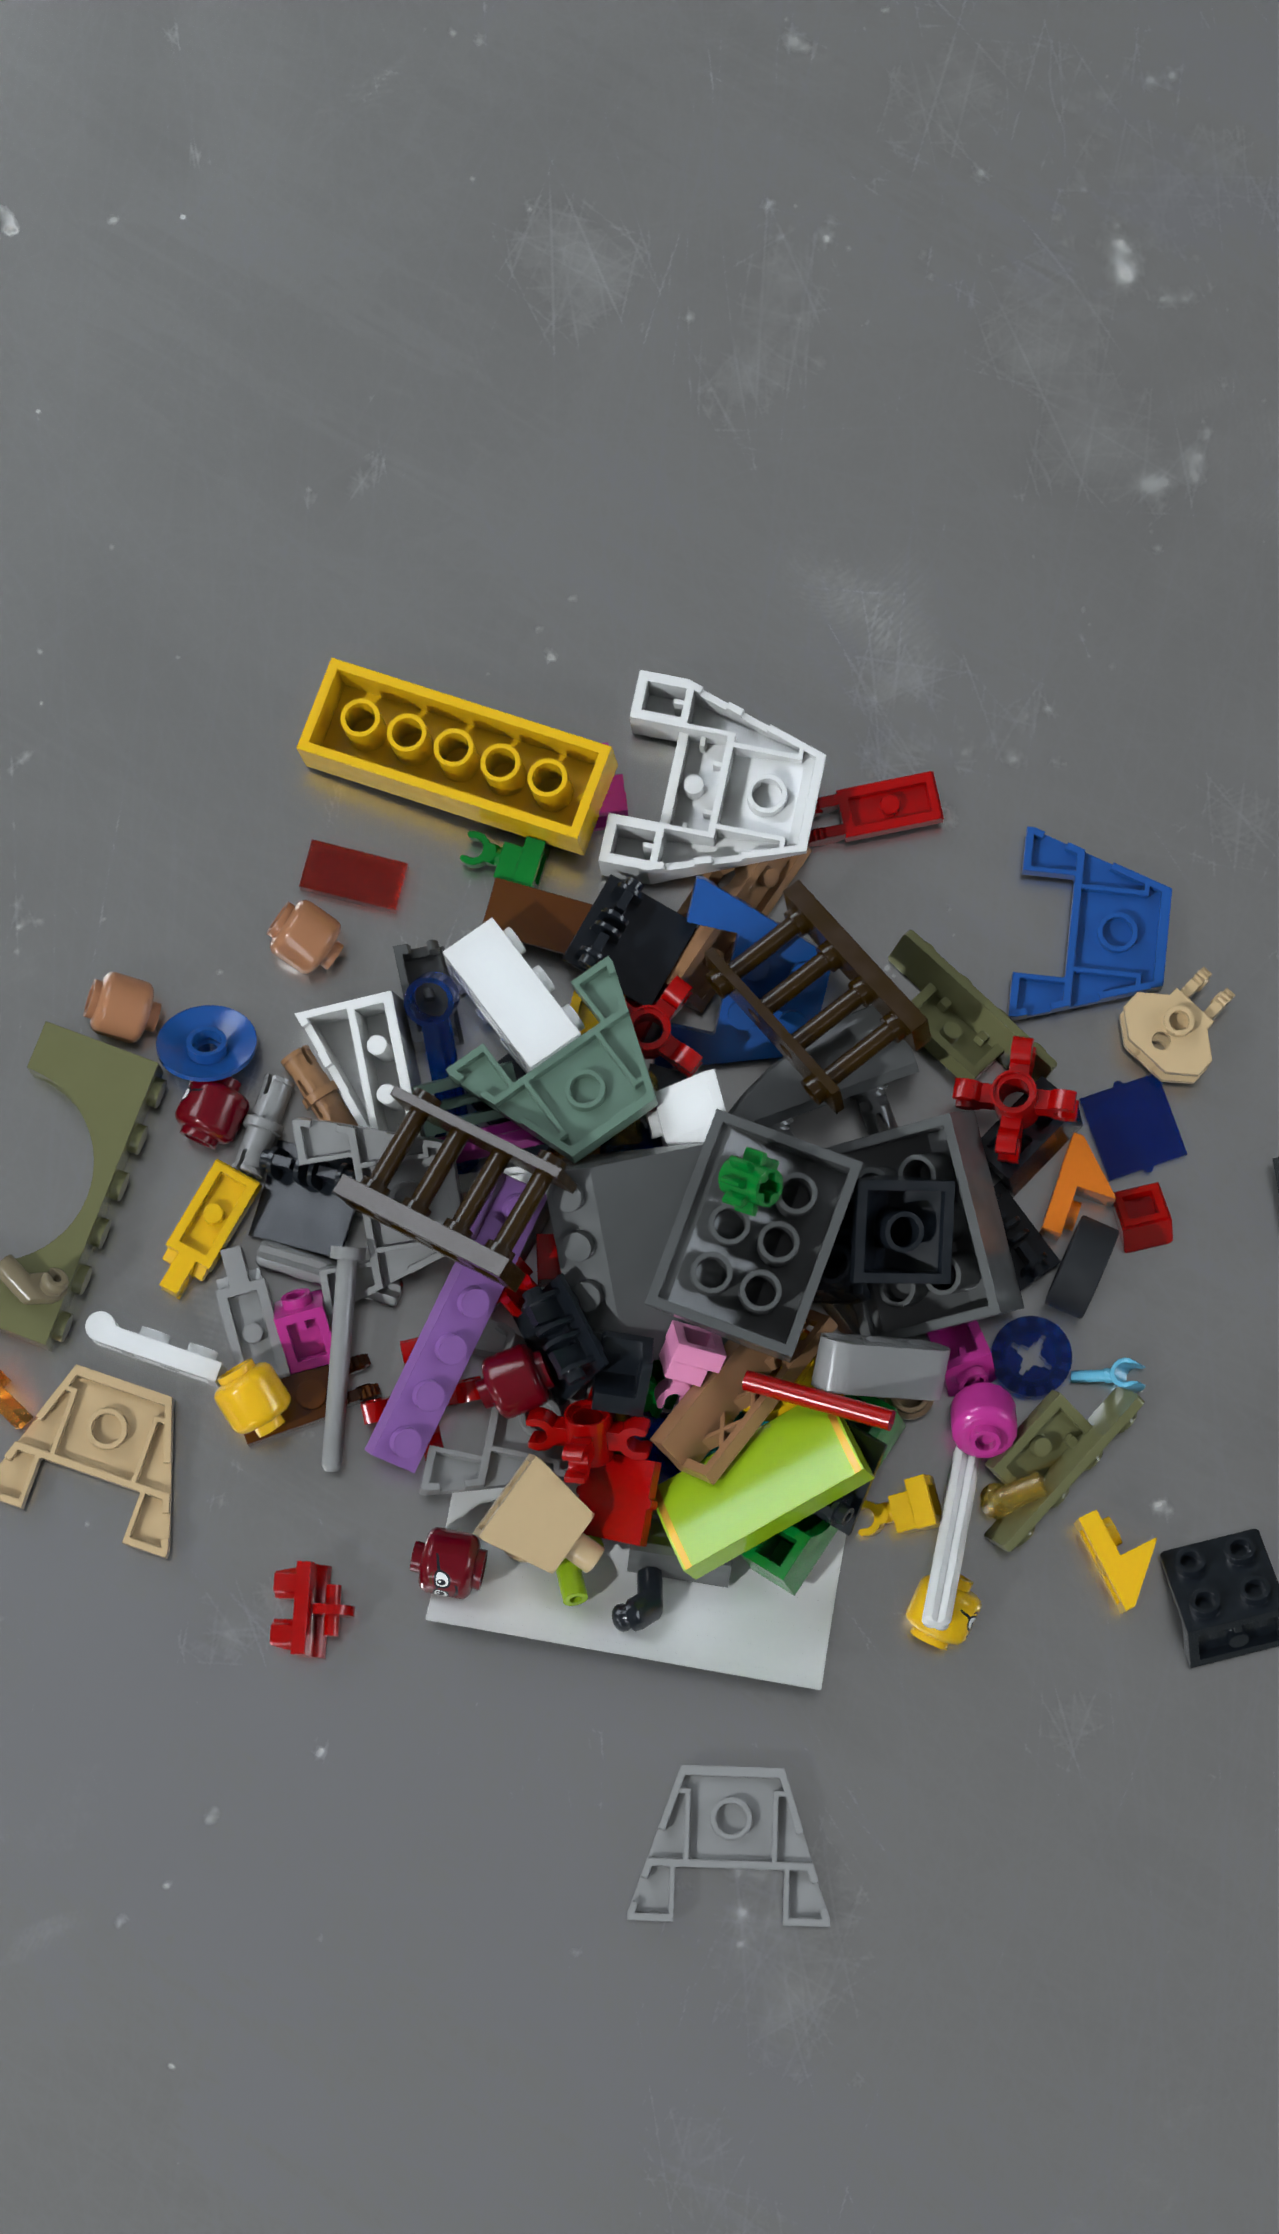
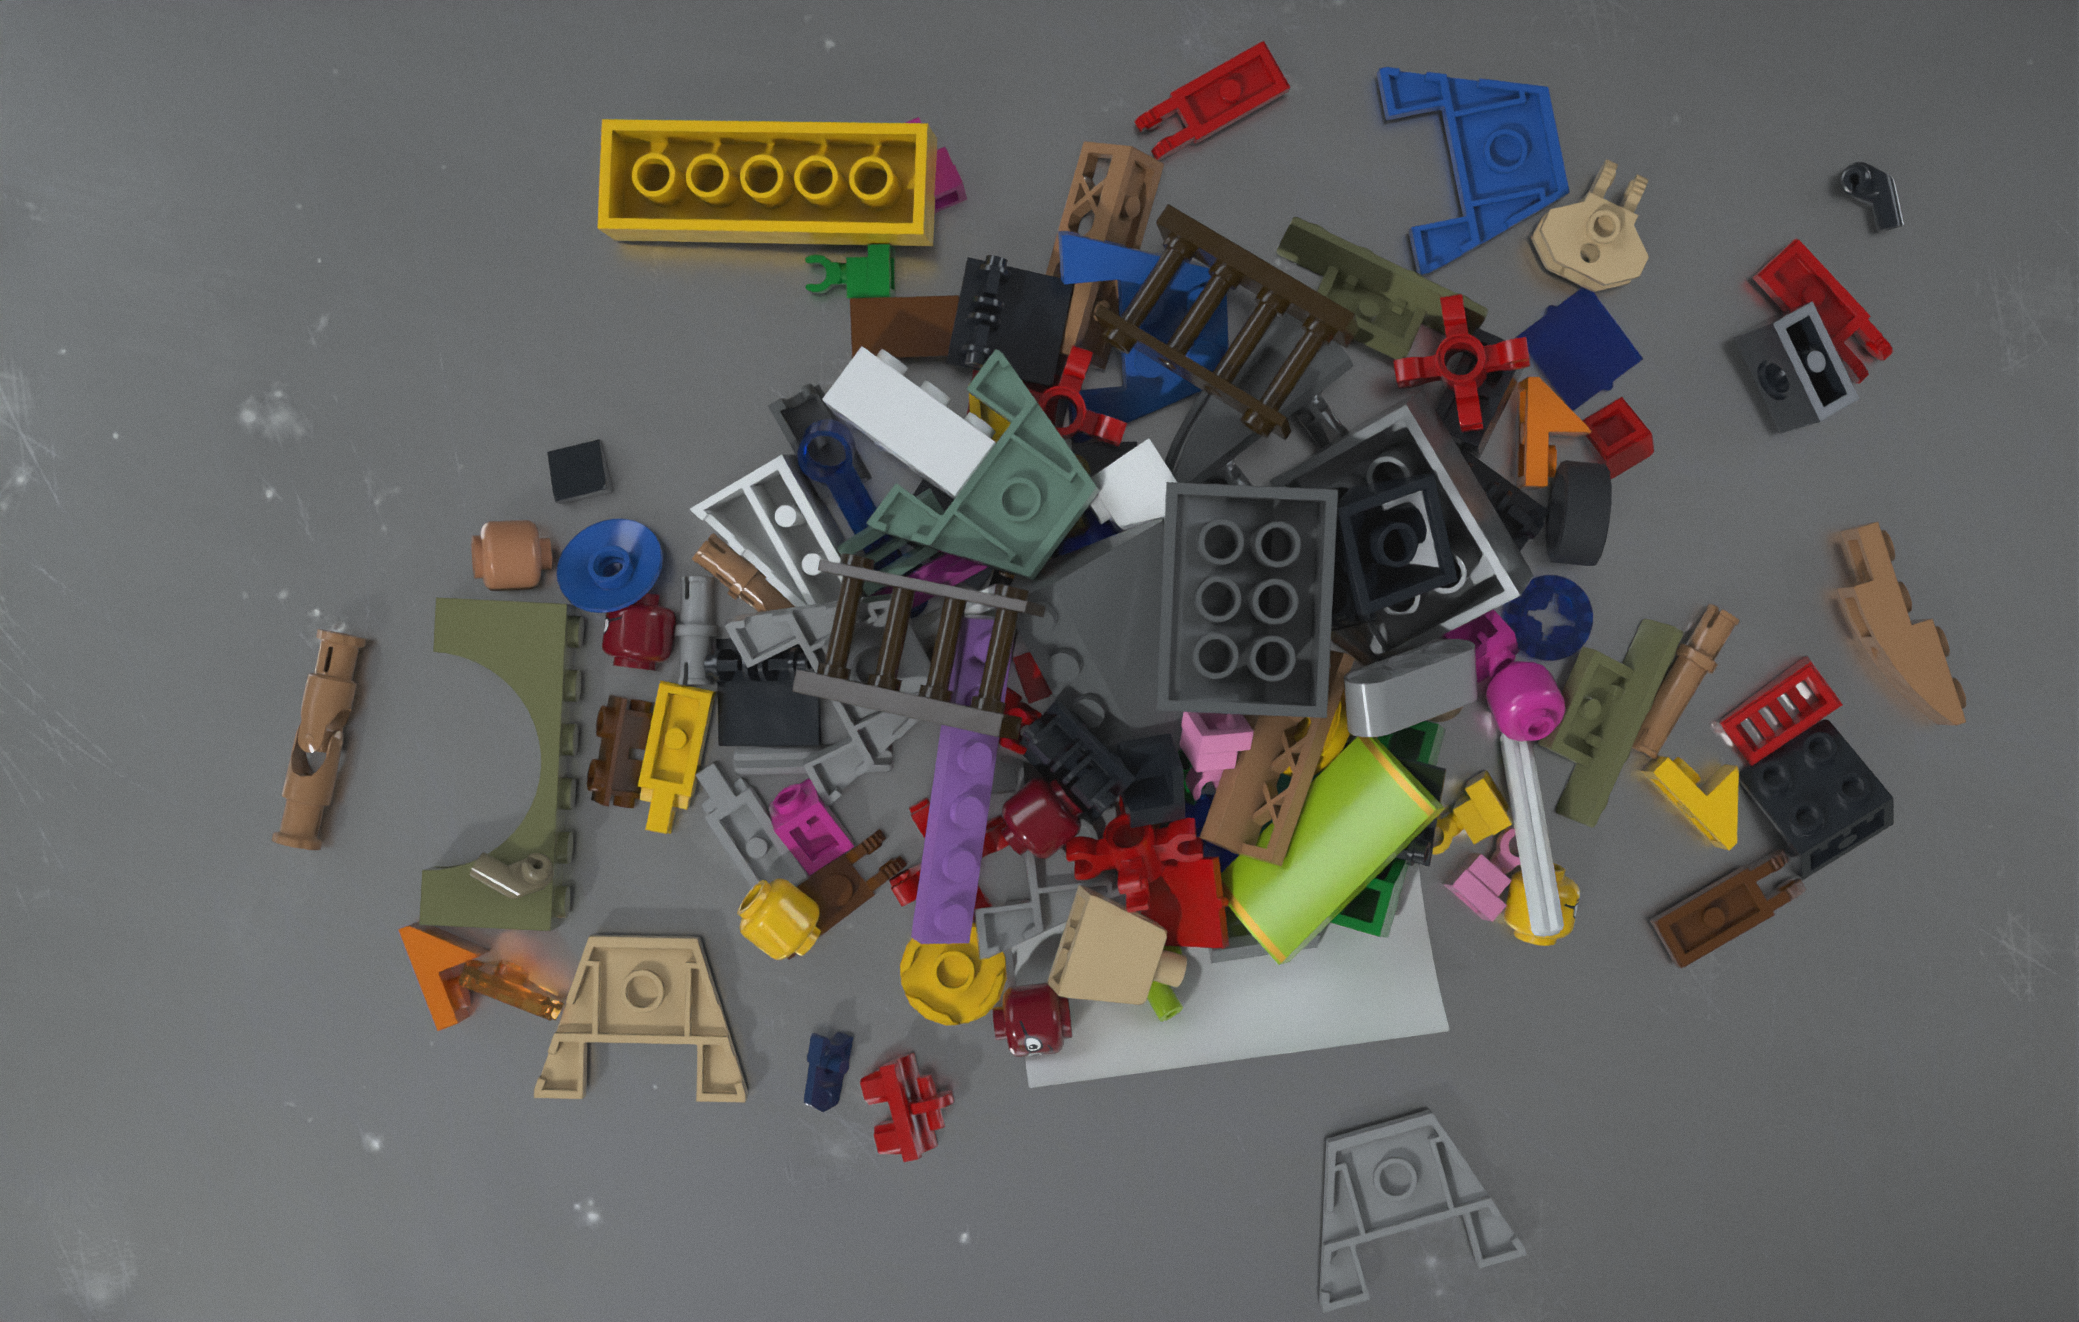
camera: 25 degrees left, 10 degrees up
(153, 1348) = (662, 895): white plate -> none
(166, 1193) = (613, 770): none -> reddish brown hinge
(206, 956) = (579, 472): none -> black slope
(247, 1554) = (826, 1069): none -> dark blue piece
(305, 936) = (673, 421): nougat head -> none
(340, 1354) = (828, 747): light grey bar -> none
(354, 876) = (702, 340): clear red tile -> none
(385, 1507) = (951, 981): none -> yellow tile
(644, 1606) = (1244, 998): black arm -> none
(732, 792) = (1067, 131): white wedge -> none
(750, 1181) = (1230, 551): green gear -> none
(818, 1400) = (1364, 748): red bar -> none
(896, 1570) = (1482, 881): none -> bright pink piece
(1002, 1500) = (1565, 776): clear yellow arm -> none
(1107, 1670) = (1724, 910): none -> reddish brown hinge
(1116, 1374) = (1632, 612): medium azure hand -> none
(1141, 1444) = (1684, 678): none -> medium nougat pin
(1256, 1491) = (1784, 683): none -> red slope

